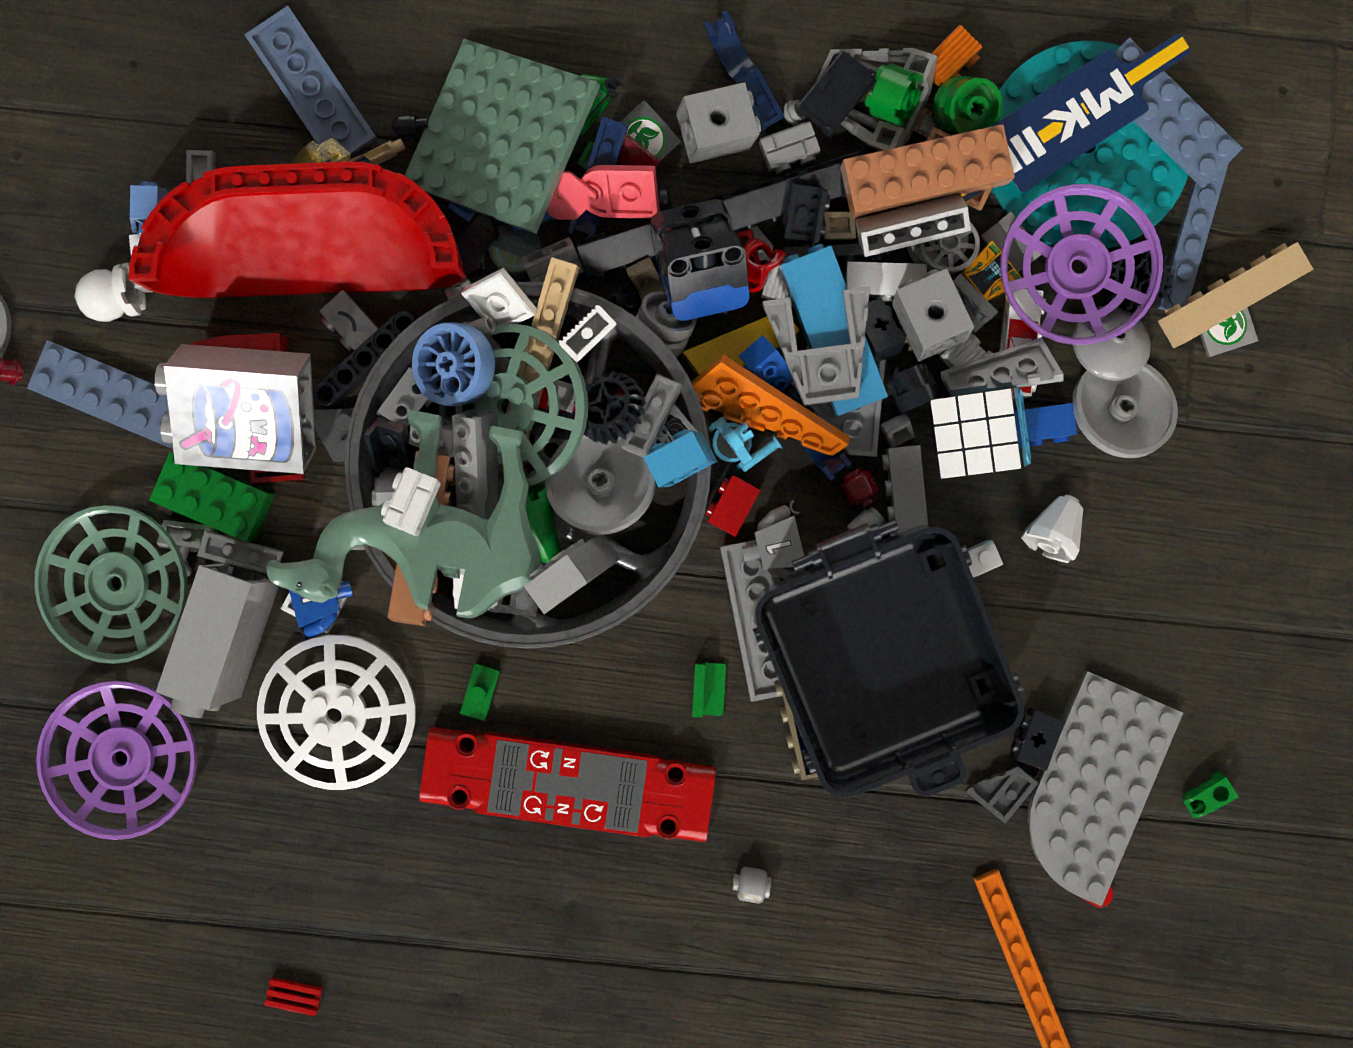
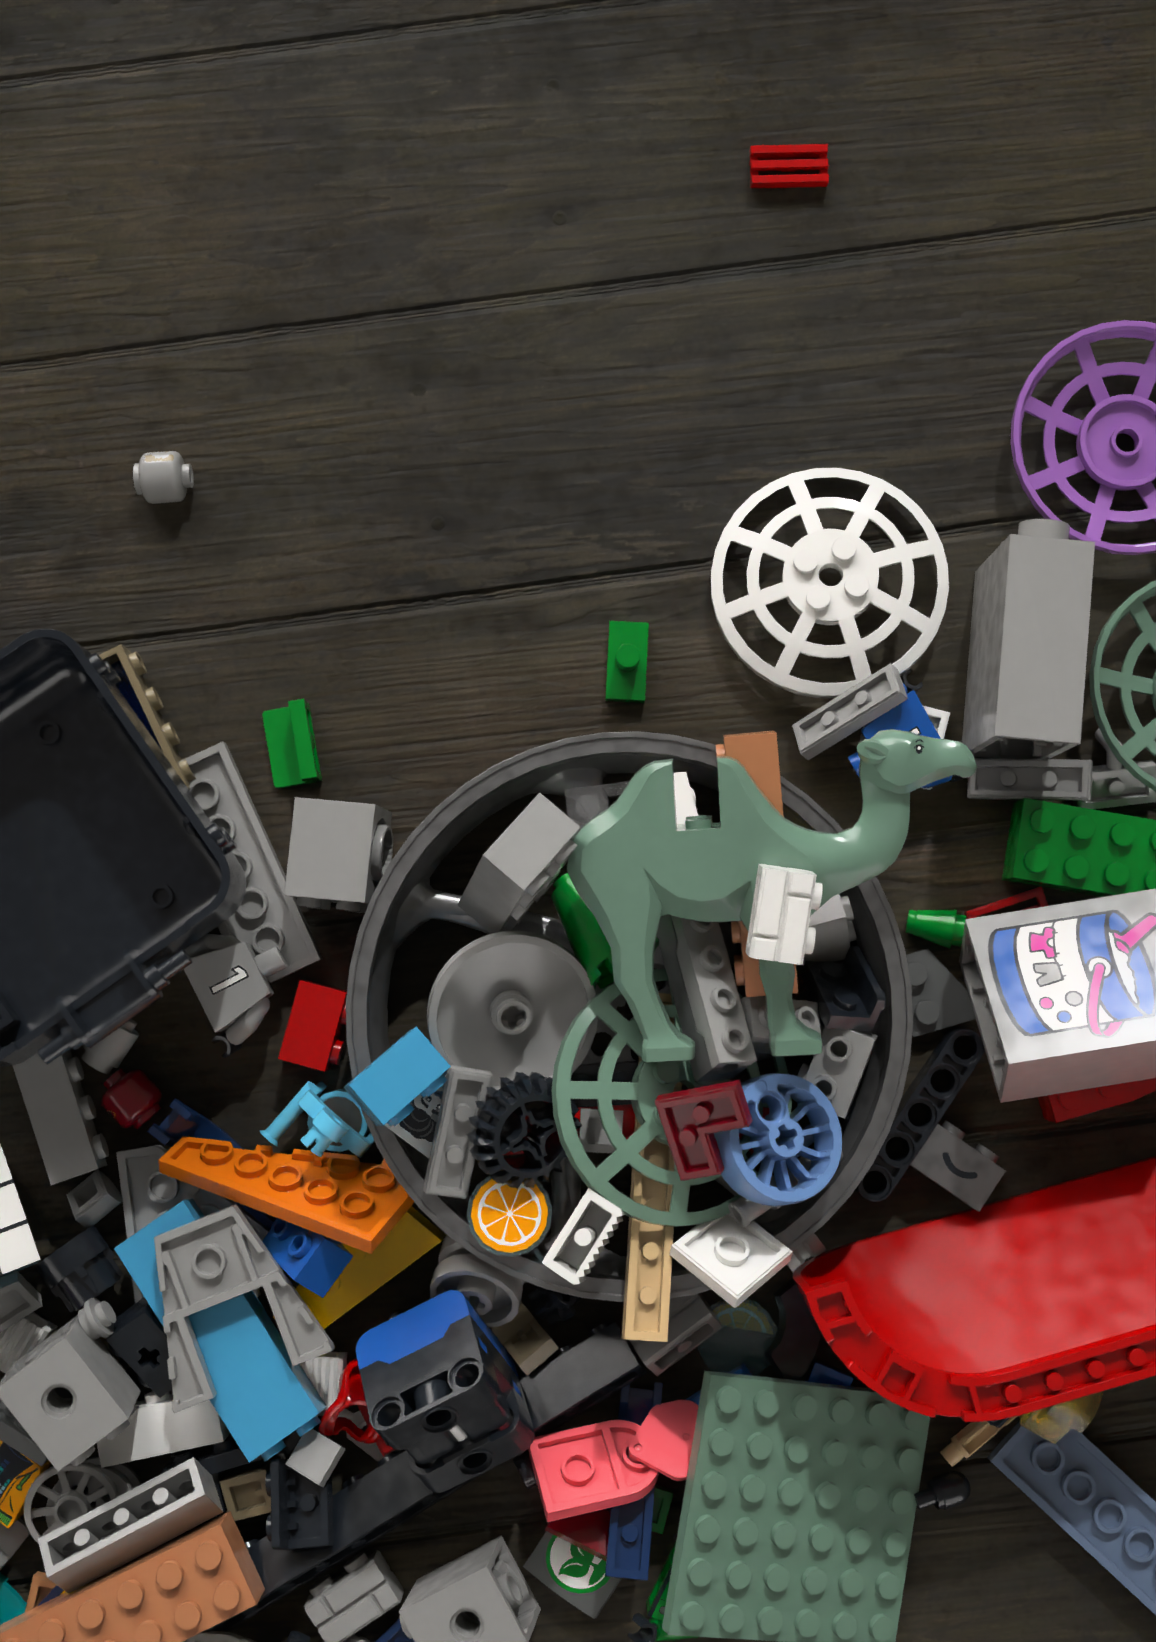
camera: 170 degrees right, 5 degrees down
(323, 474) = (937, 926): none -> green cone
(343, 624) = (849, 711): none -> light grey tile
(499, 389) = (693, 1118): none -> dark red tile
(567, 784) = (464, 558): panel -> none
(632, 355) = (508, 1218): none -> light orange tile
(691, 610) = (337, 853): none -> light grey brick
(790, 238) = (315, 1457): none -> light grey tile
(907, 355) = (97, 1318): none -> light grey plate

